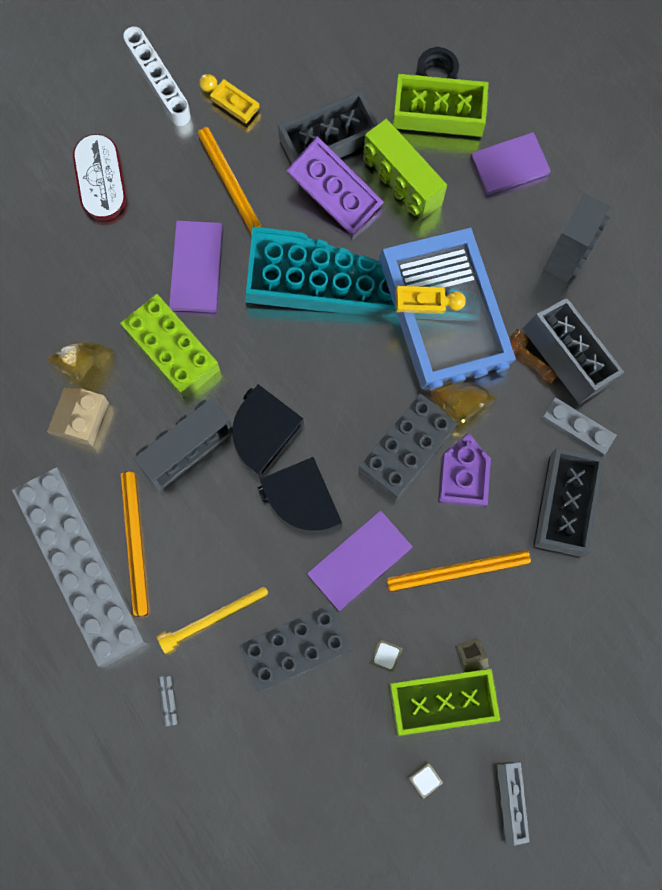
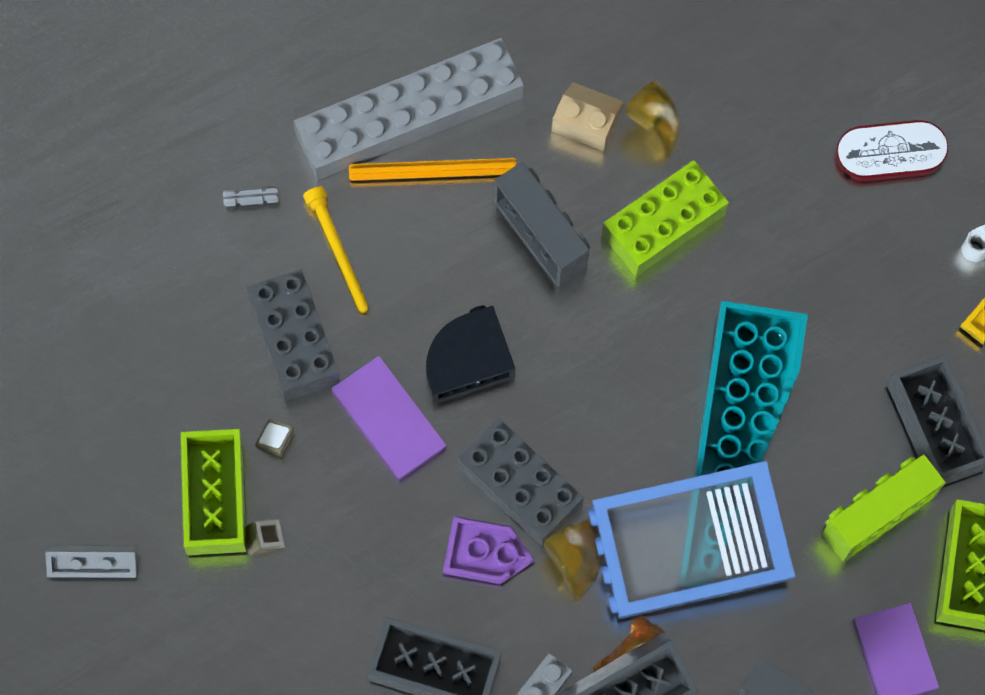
camera: 95 degrees right, 5 degrees down
(196, 266) = (769, 256): medium lavender tile -> none
(228, 178) = (879, 303): light orange axle -> none
(263, 429) = (555, 316): black brick -> none
(334, 186) = (863, 421): medium lavender tile -> none
(425, 780) = (129, 468): white slope -> none
(427, 300) = (695, 507): yellow plate -> none
(458, 570) = (366, 531): light orange axle -> none

